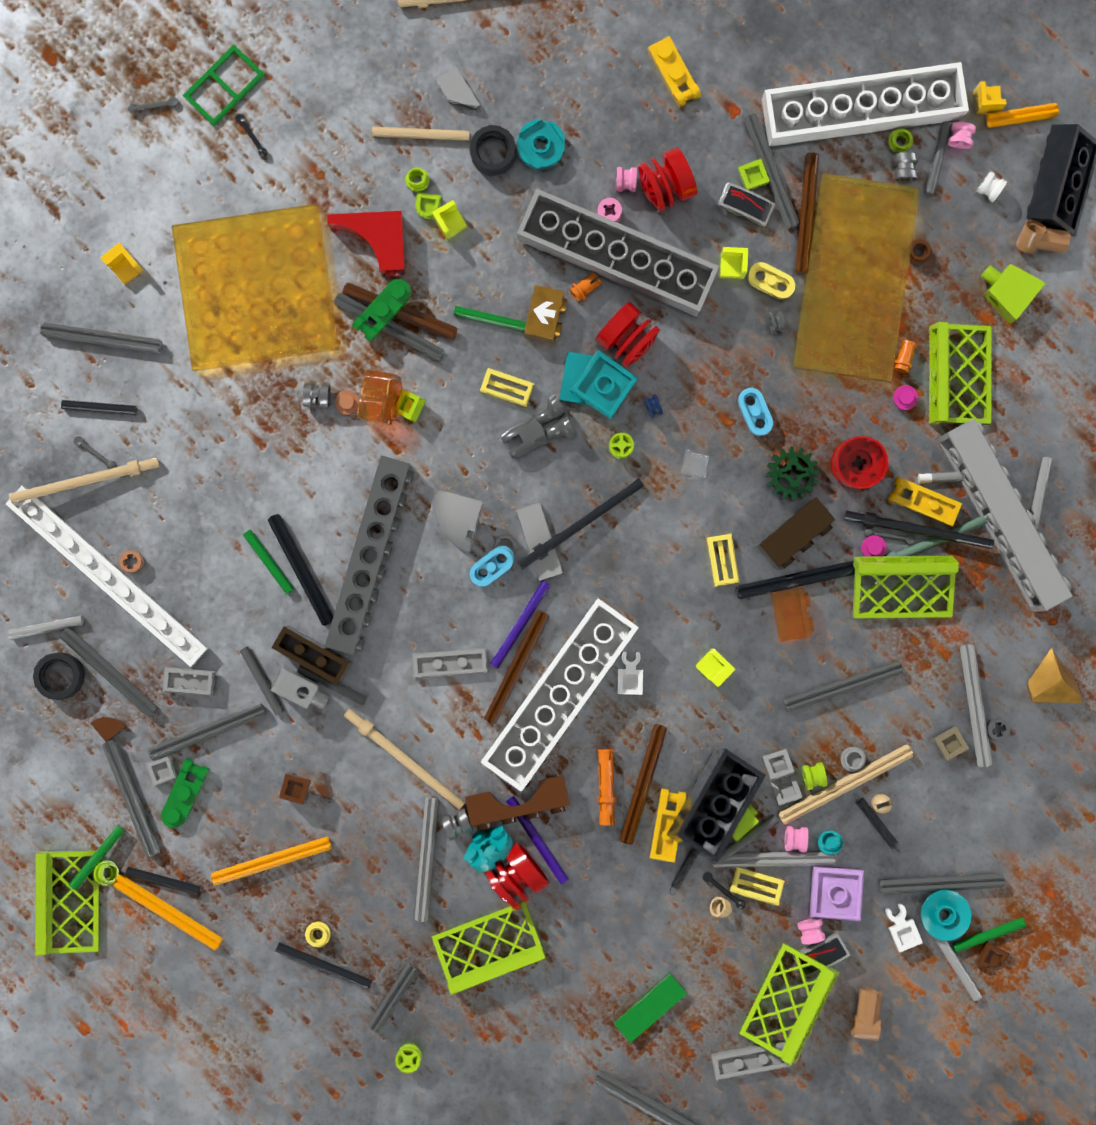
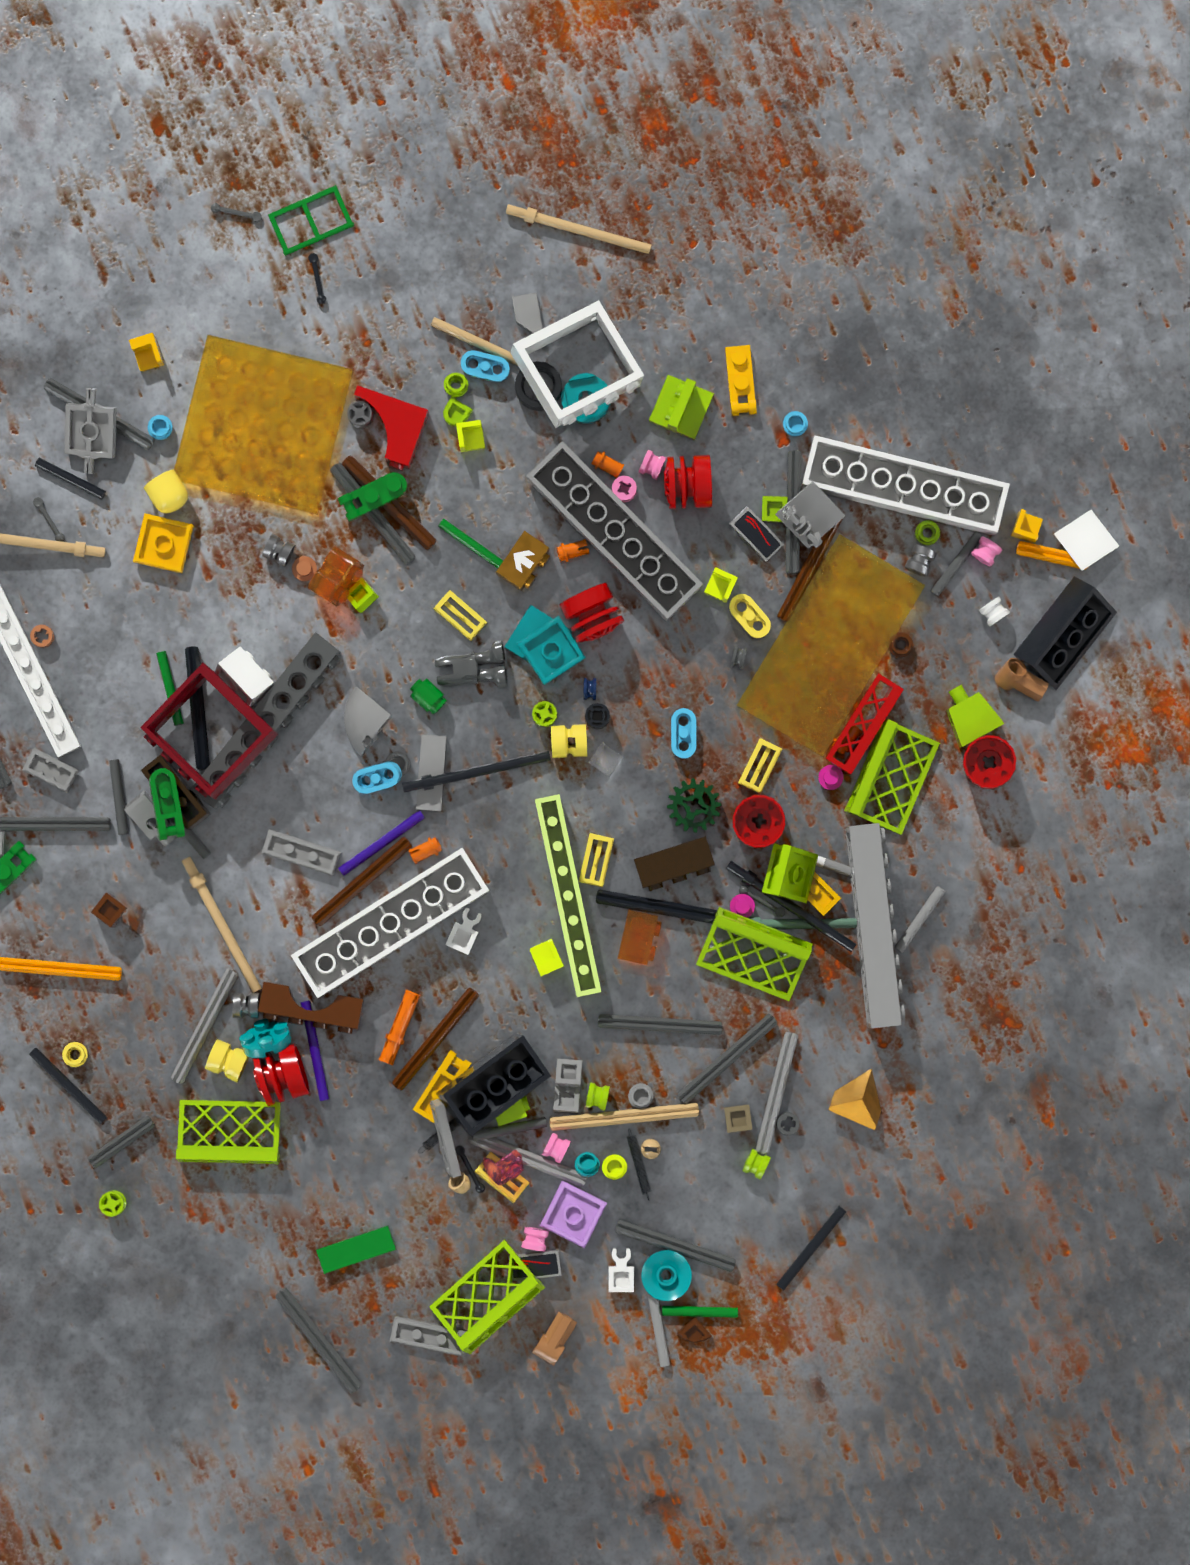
camera: 20 degrees right, 0 degrees up
(98, 355) = (90, 430): none -> light grey plate
(162, 327) = (160, 427): none -> medium azure plate
(192, 382) = (167, 492): none -> light yellow helmet
(208, 431) = (163, 543): none -> yellow plate
(278, 573) = (172, 705): none -> dark red window
(307, 669) = (166, 803): none -> green plate
(332, 523) = (244, 676): none -> white brick
(339, 237) = (356, 411): none -> flat silver wheel
(437, 149) = (485, 366): none -> medium azure plate
(460, 883) = (227, 1060): none -> light yellow wheel
(507, 472) = (427, 696): none -> green brick
(515, 63) = (558, 330): none -> white window
(563, 614) = (425, 850): none -> orange pin
(584, 196) = (607, 464): none -> orange pin
(630, 117) = (681, 407): none -> lime bracket
(646, 464) = (560, 745): none -> light yellow wheel
(668, 432) = (599, 719): none -> black wheel
(691, 872) = (445, 1138): none -> light grey tile
(712, 603) = (568, 895): none -> yellowish green brick
(740, 91) = (795, 423): none -> medium azure plate
(761, 876) = (504, 1169): none -> clear pink plate
(790, 165) = (810, 515): none -> light grey hinge
(846, 413) = (750, 785): none -> light yellow tile
(856, 834) = (614, 1166): none -> neon yellow plate
(907, 498) = (790, 872): none -> lime bracket
(917, 692) = (727, 1058): none -> dark grey axle
(924, 336) = (871, 728): none -> red fence
(985, 778) = (756, 1164): none -> lime wheel
(1047, 89) = (1086, 540): none -> white sticker
(1059, 317) = (986, 747): none -> red wheel
(1066, 834) = (811, 1248): none -> black bar

